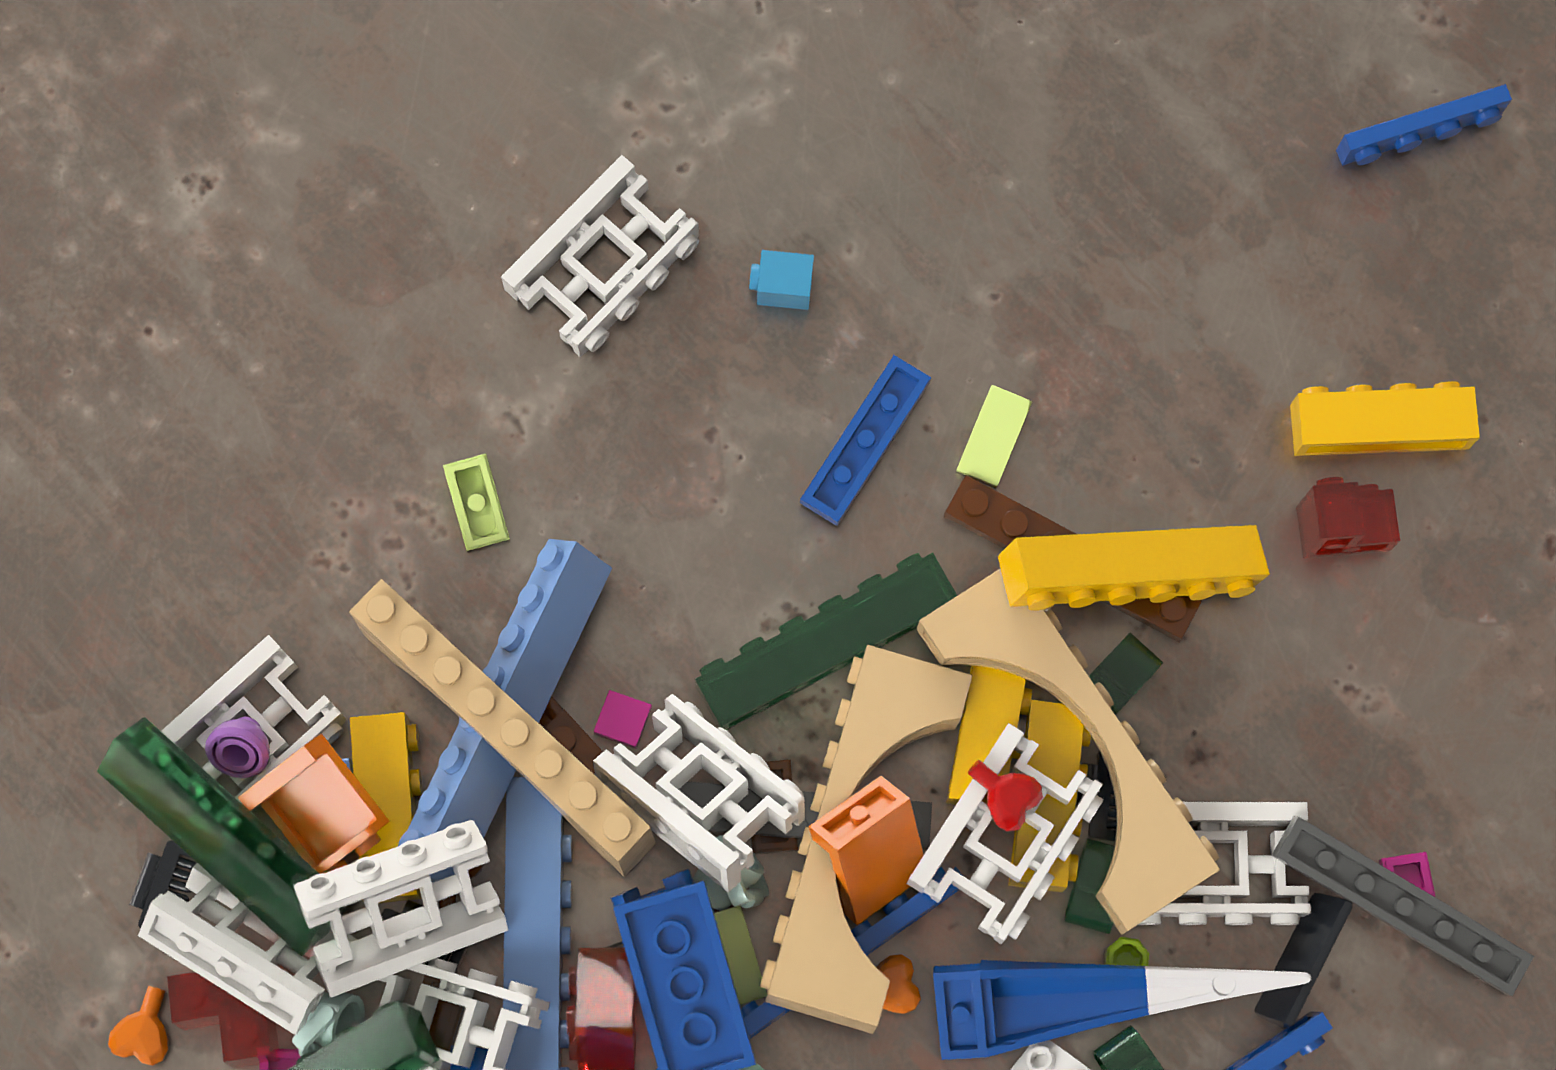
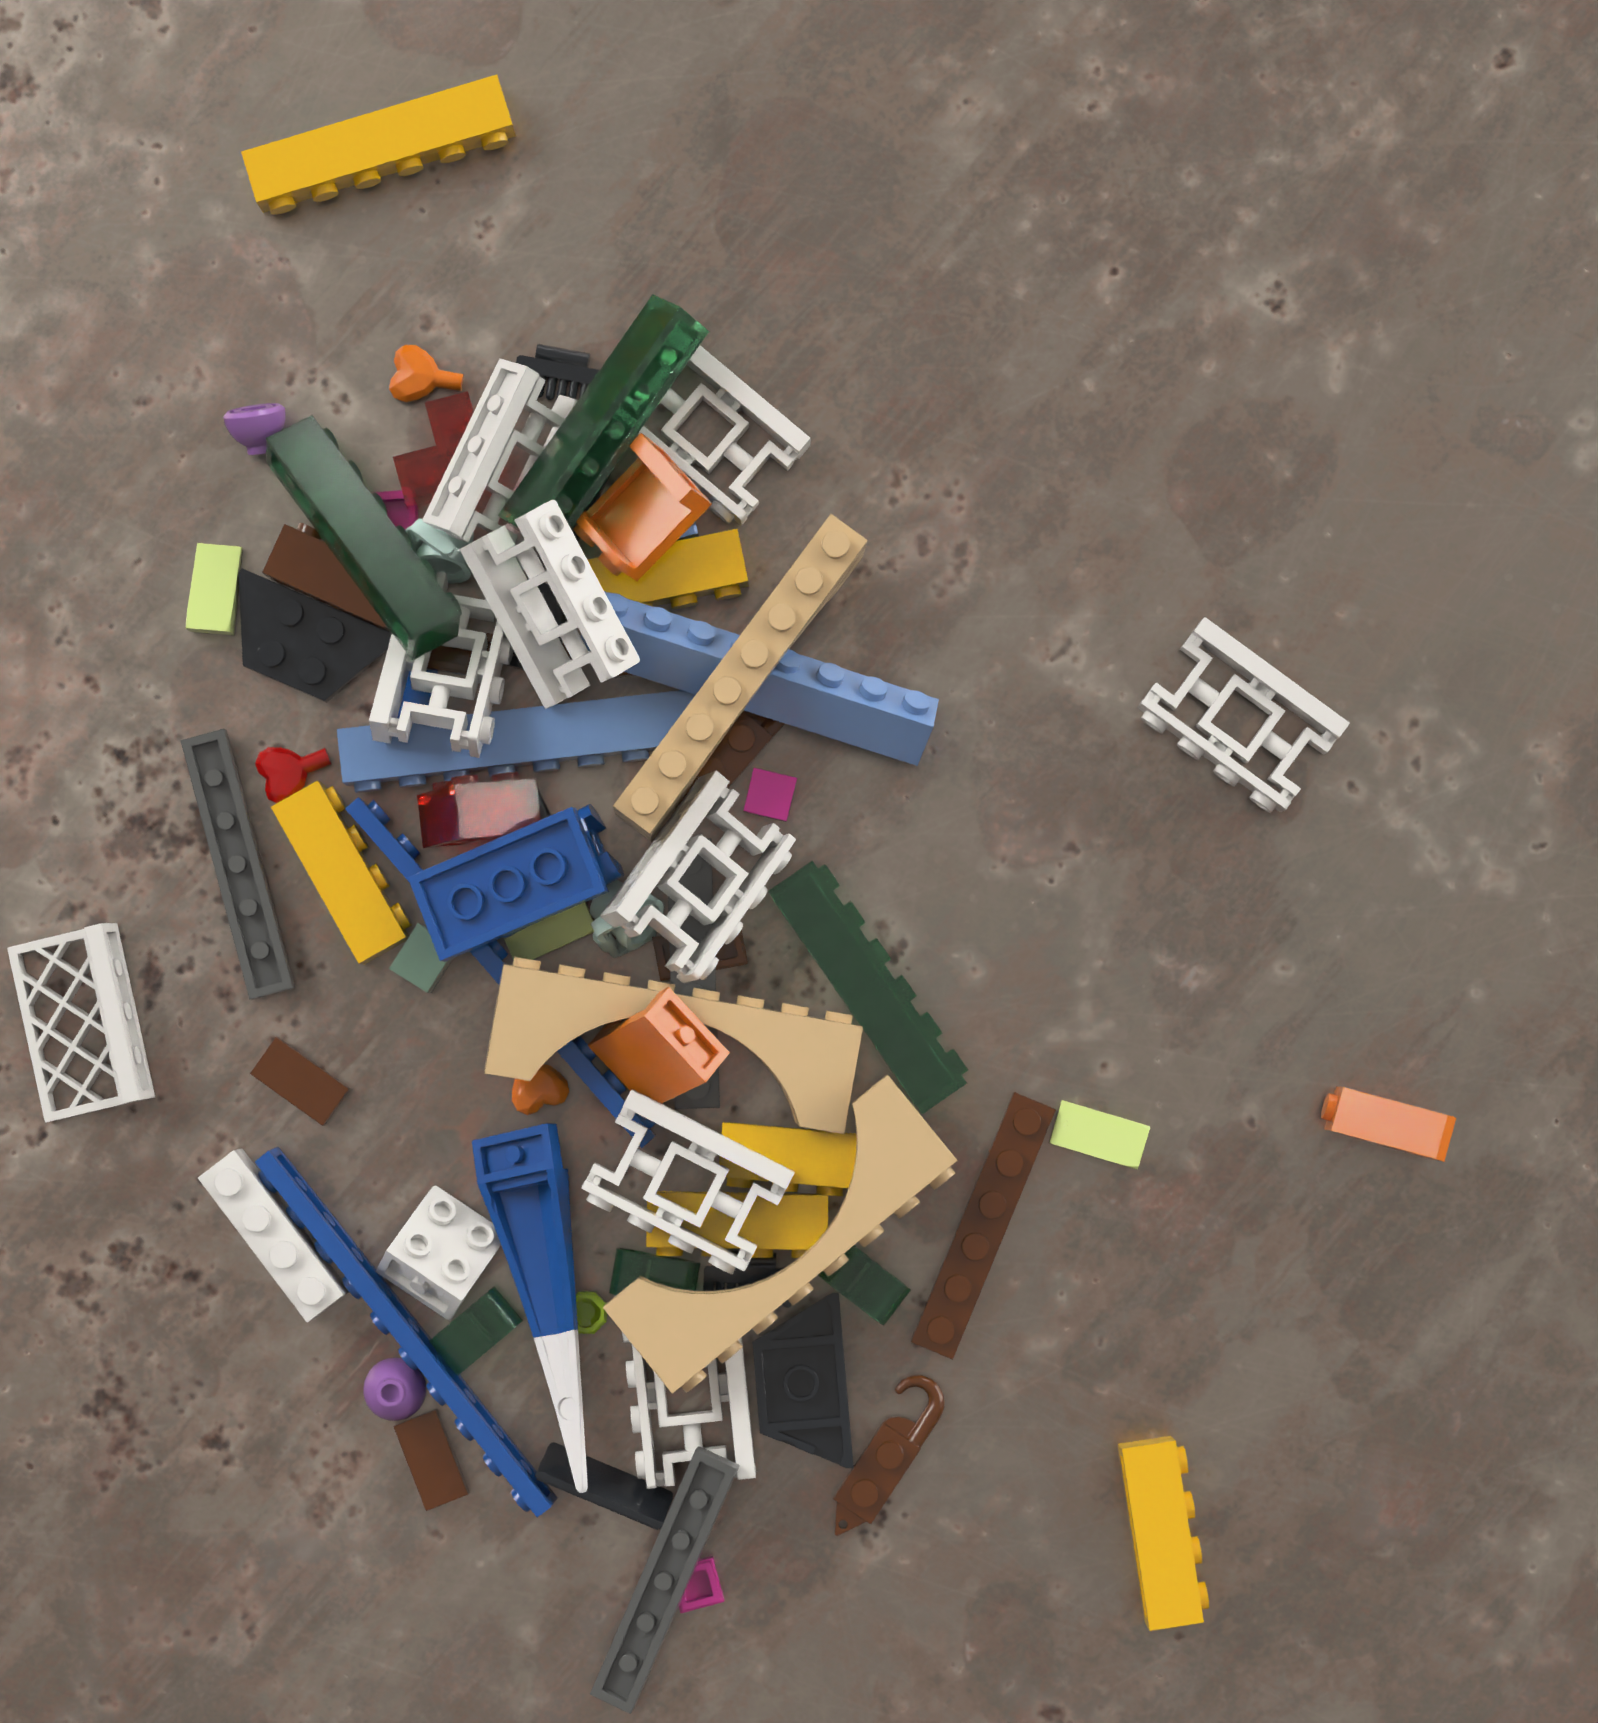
camera: 85 degrees right, 10 degrees up
(238, 748) = (694, 426): medium lavender brick -> none
(476, 502) = (974, 622): yellowish green slope -> none
(783, 279) = (1239, 902): dark azure brick -> none
(865, 440) = (1080, 1005): blue plate -> none
(1007, 795) = (721, 1178): red rock -> none
(1010, 162) = (1388, 1123): none -> orange slope
(1132, 566) = (970, 1285): yellow brick -> none
(1214, 746) = (805, 1384): none -> black wing
(1295, 677) = (886, 1458): none -> reddish brown plate
(1346, 519) = (1050, 1501): clear red brick -> none
(1409, 130) = (1494, 1574): blue plate -> none

